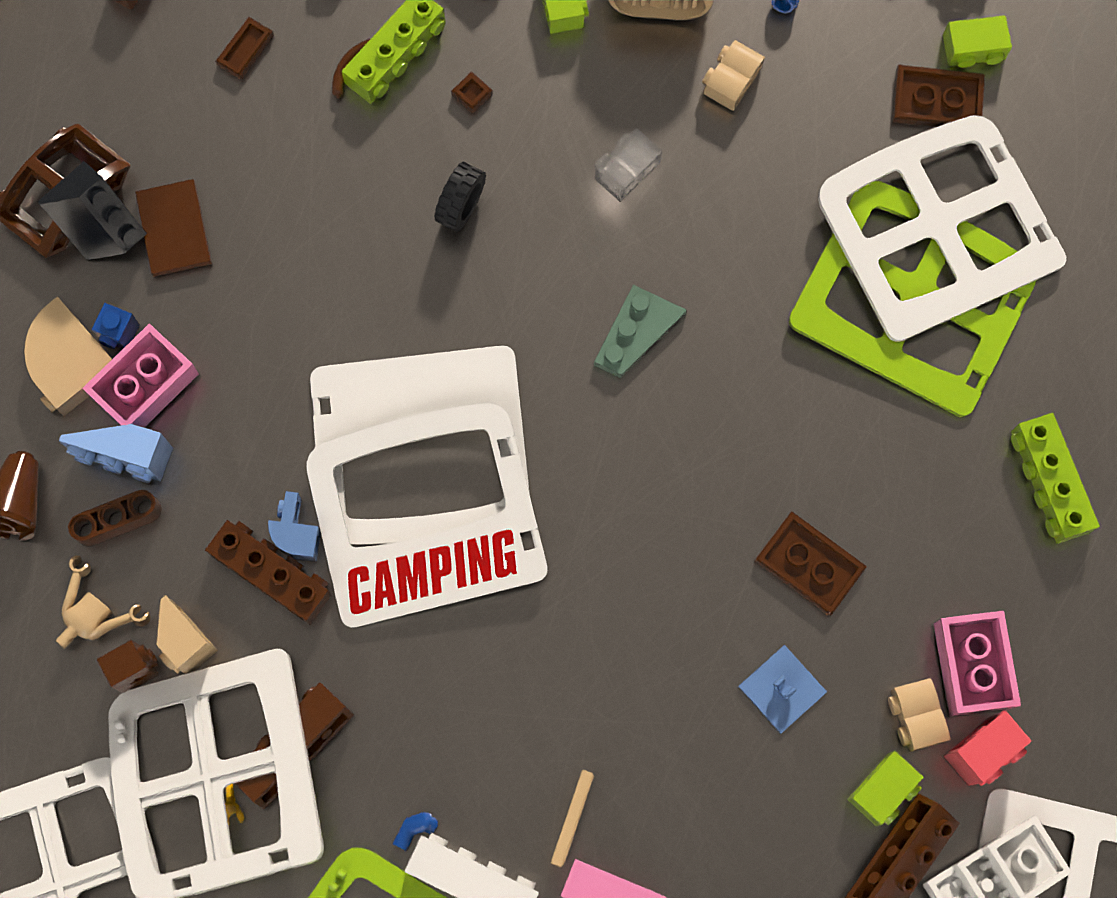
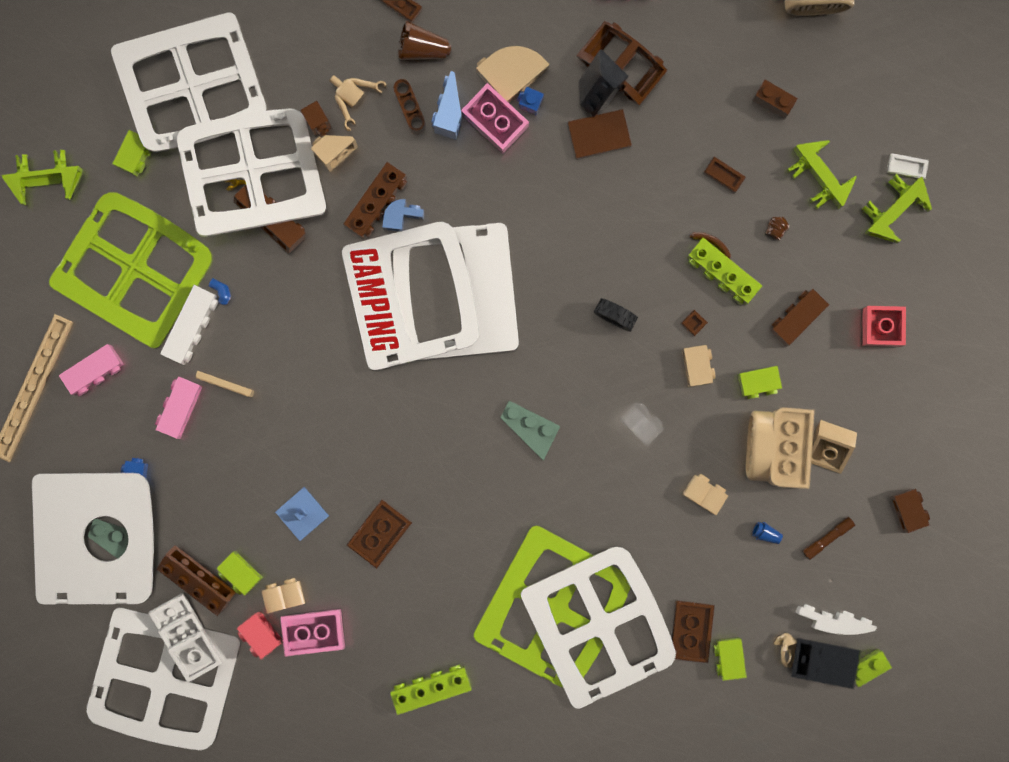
camera: 90 degrees right, 10 degrees up
(538, 84) = (698, 366): none -> tan brick

